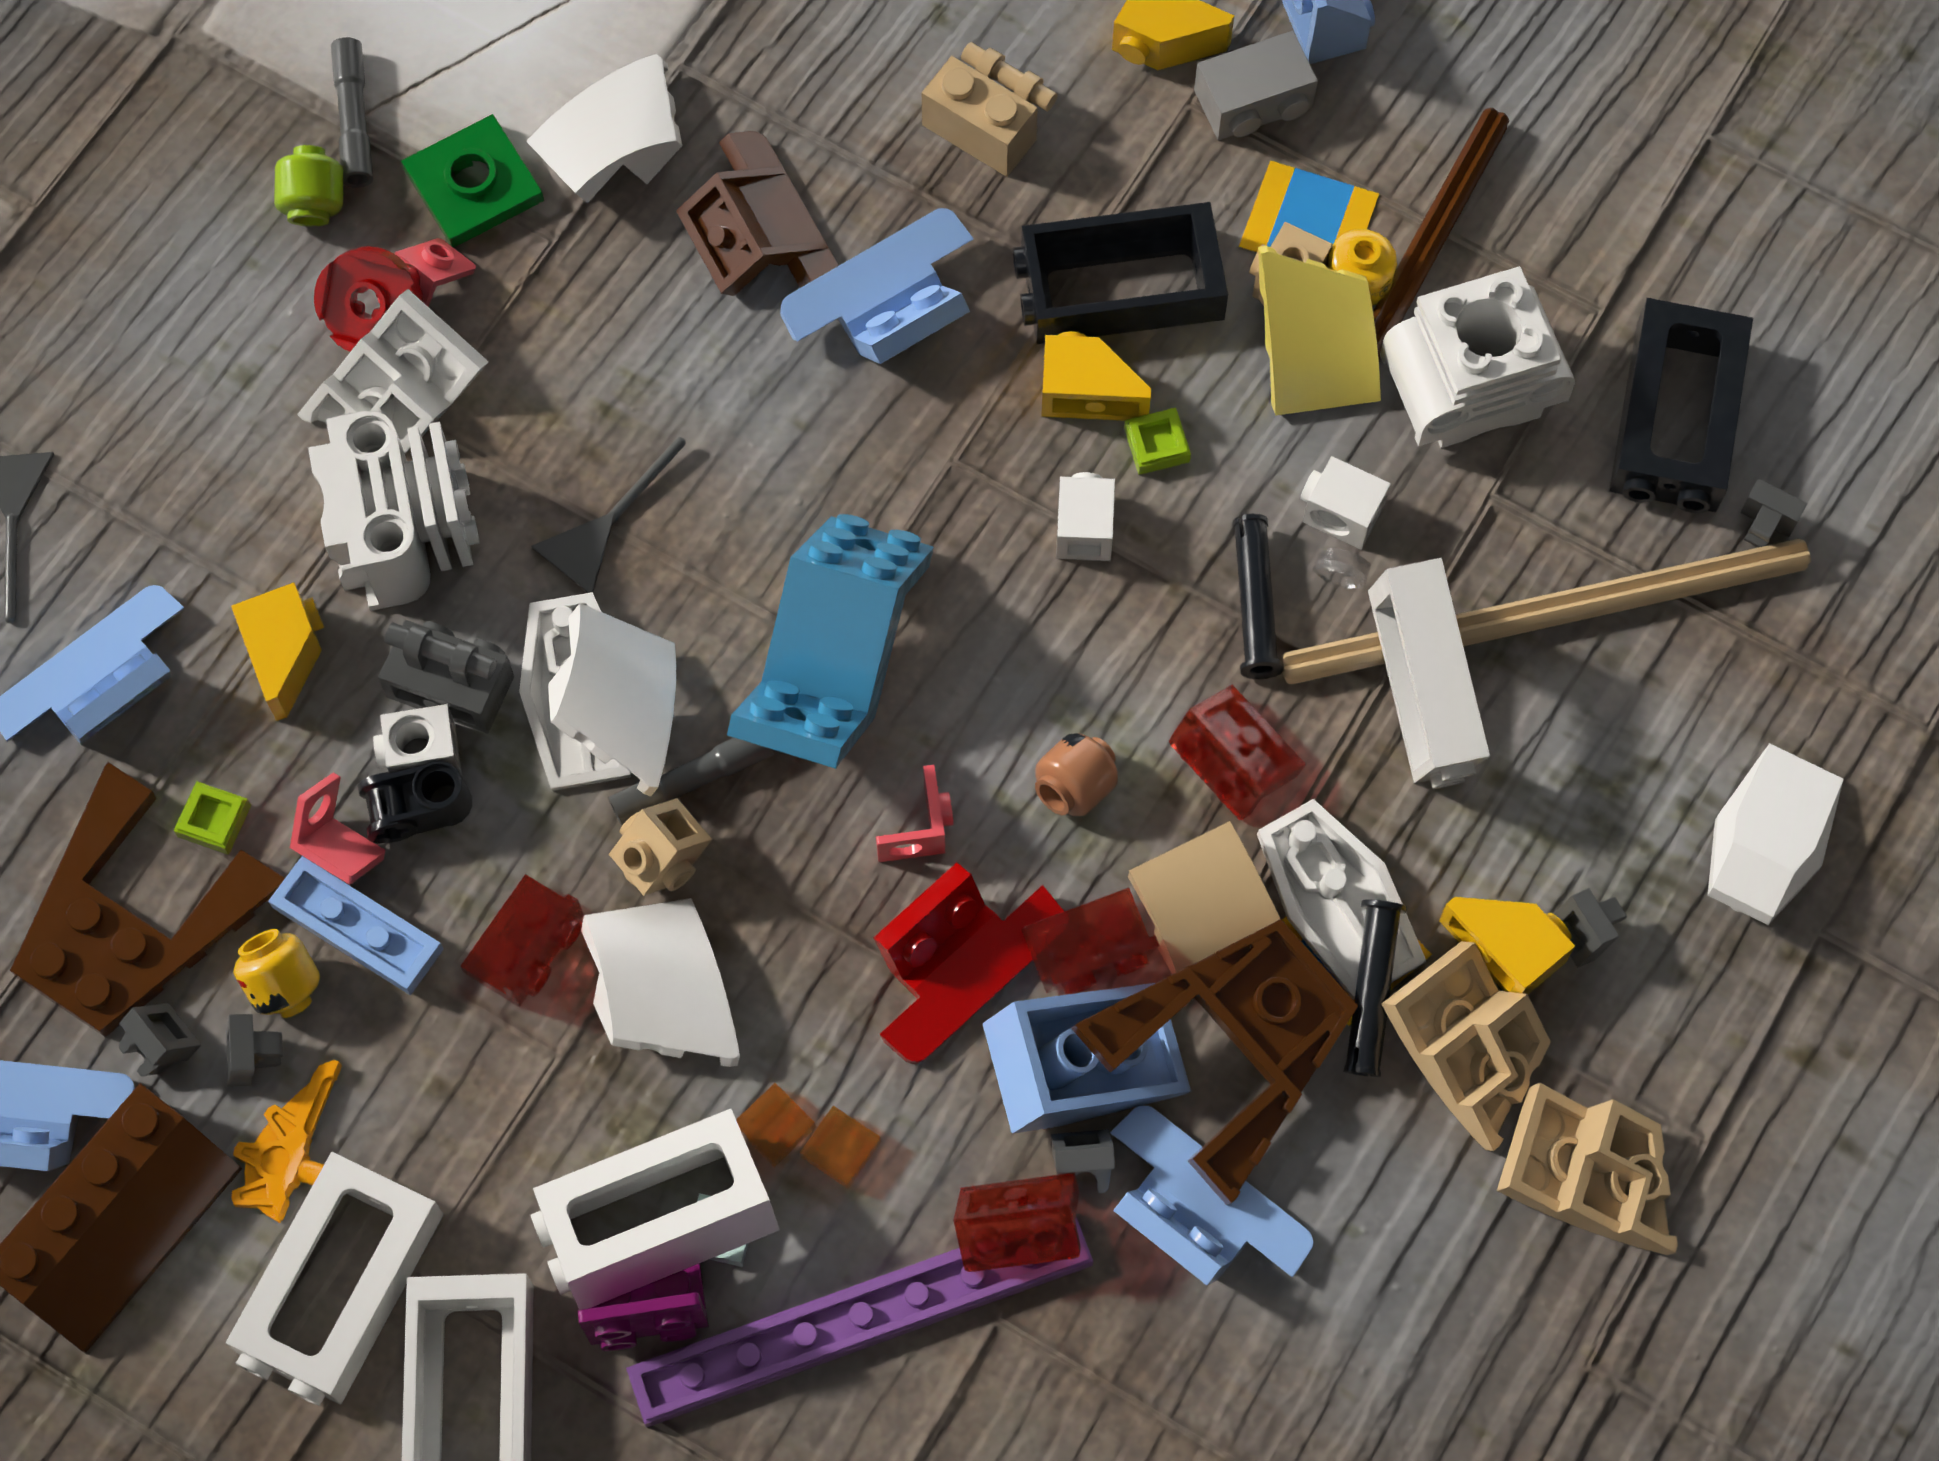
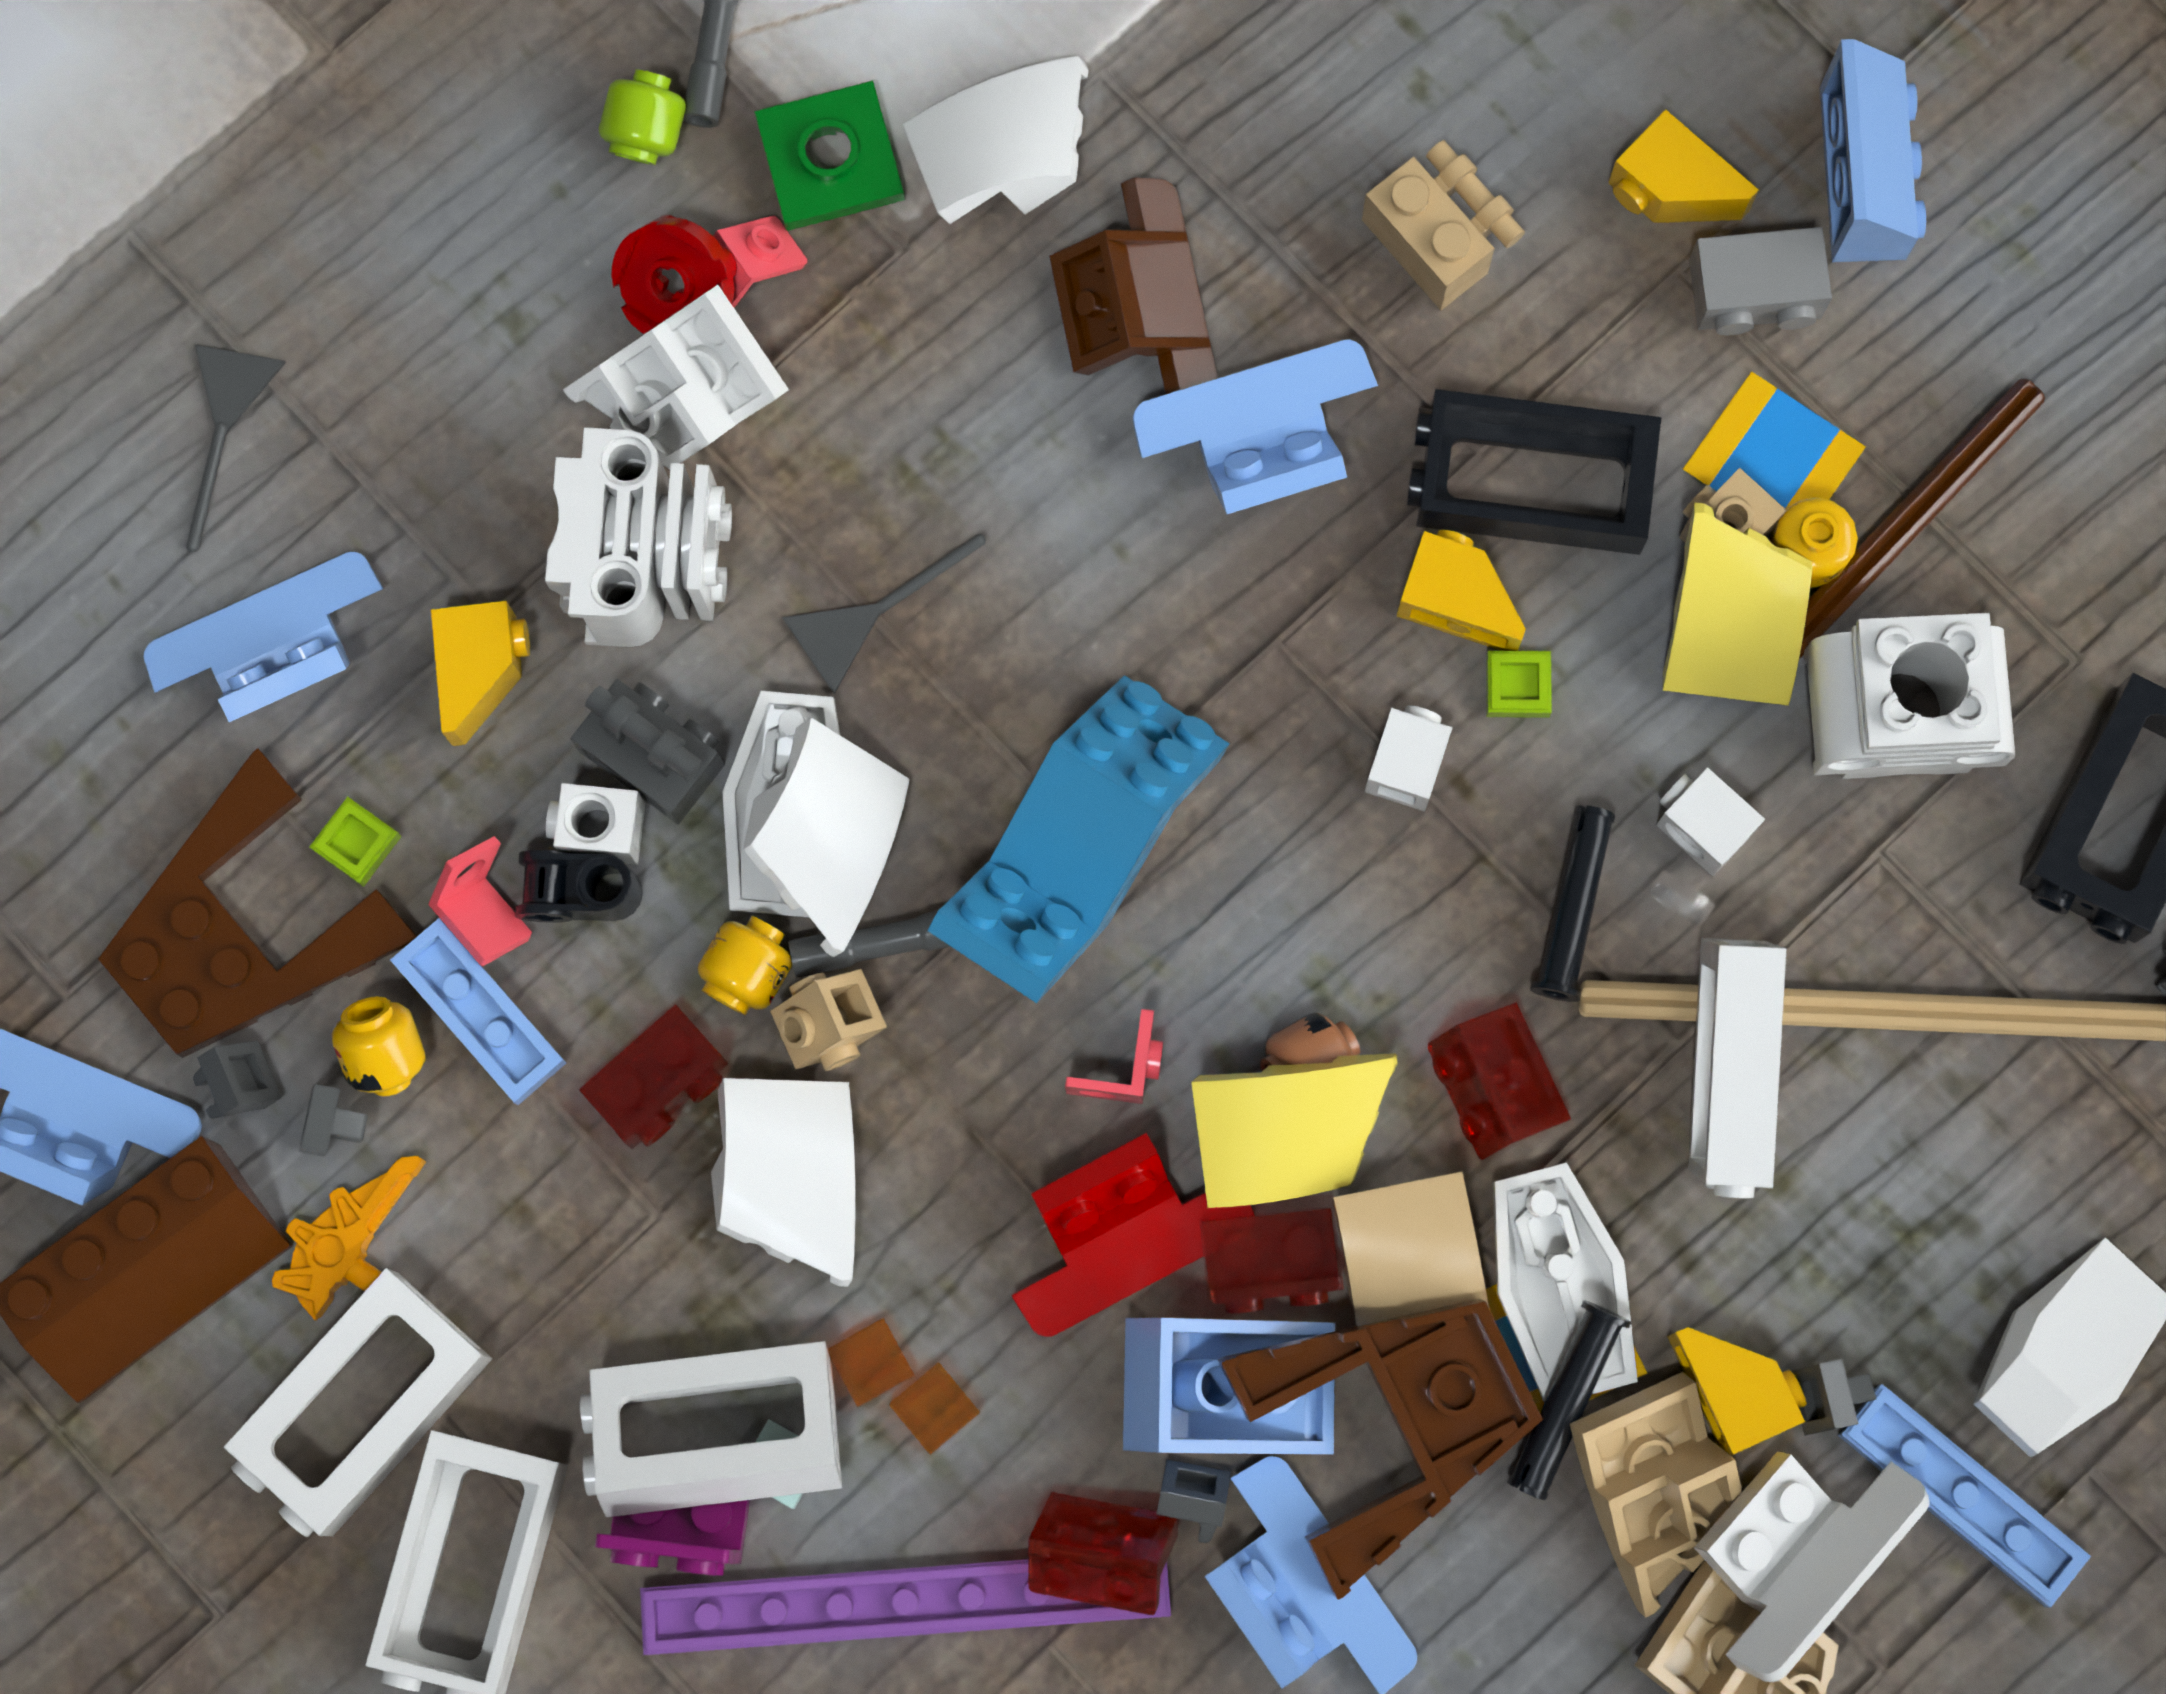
camera: 20 degrees right, 10 degrees up
(576, 826) = (745, 965): none -> yellow head
(1073, 828) = (1287, 1127): none -> light yellow slope
(1607, 1058) = (1803, 1555): none -> white plate
(1724, 979) = (1968, 1497): none -> light blue tile

